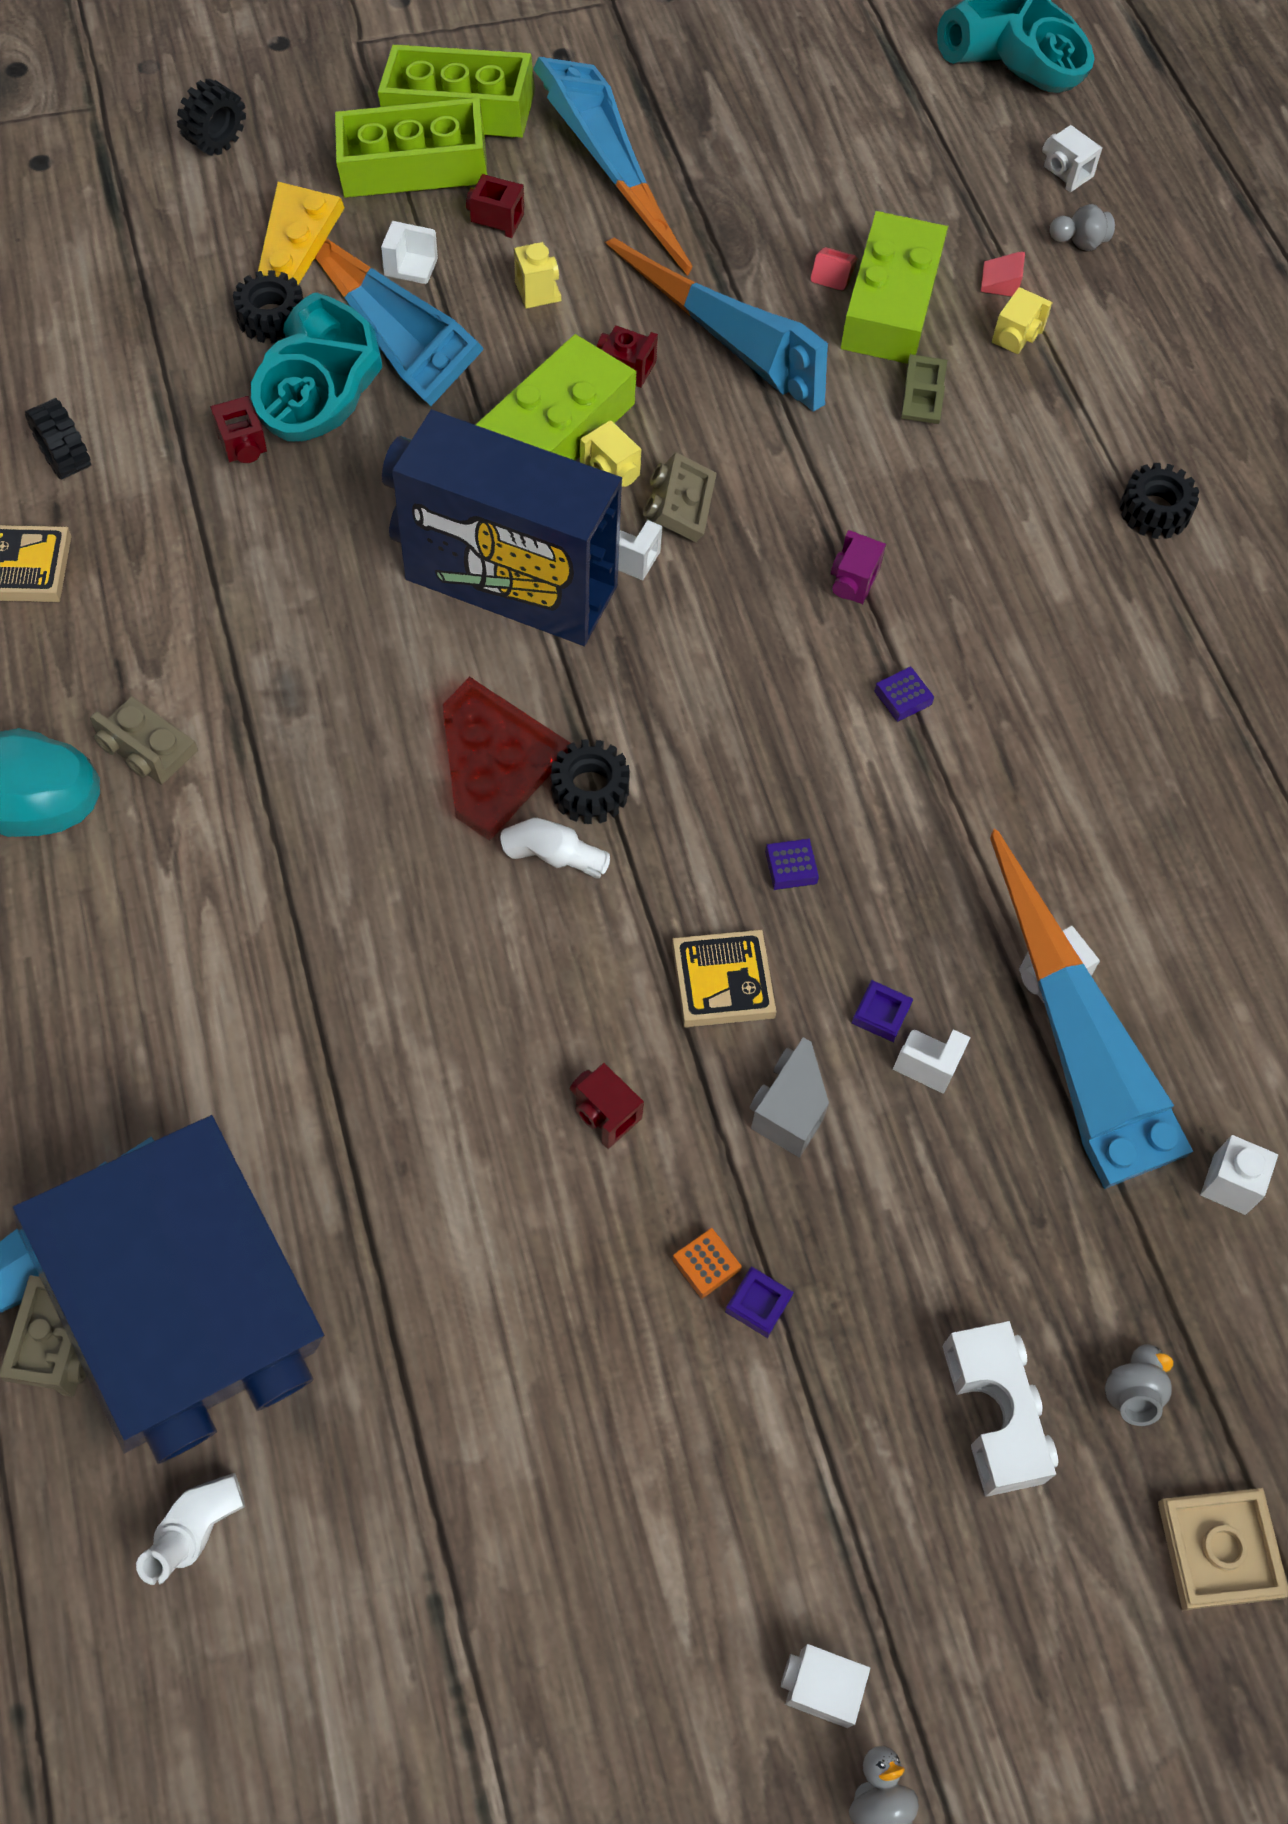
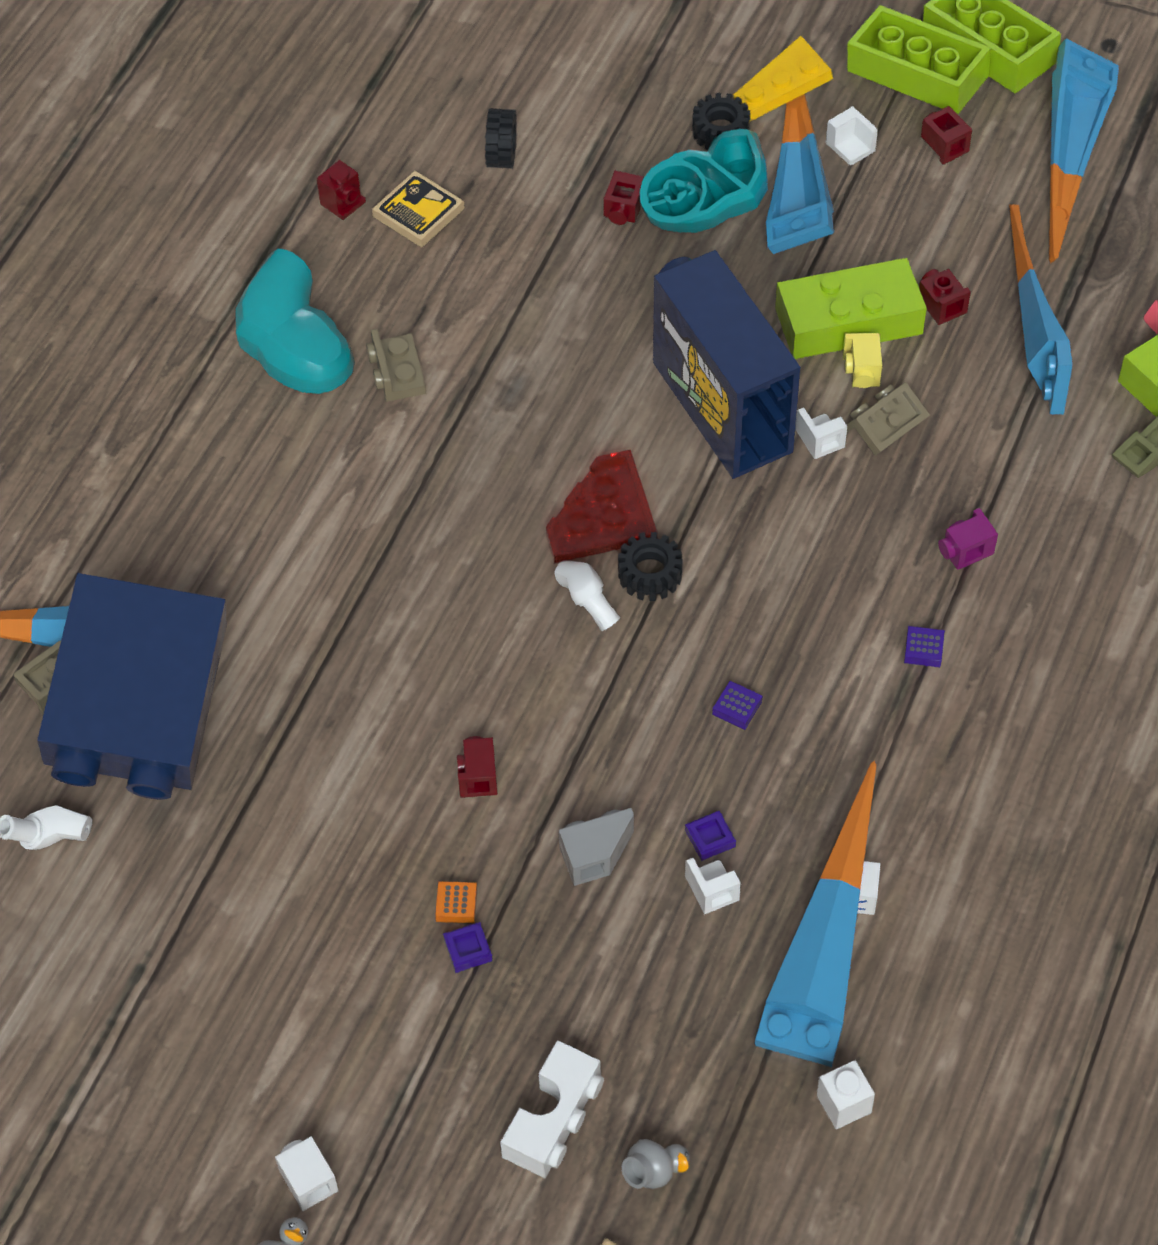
camera: 45 degrees right, 5 degrees down
(536, 275) = (927, 202): light yellow brick -> none
(723, 978) = (624, 745): tile -> none

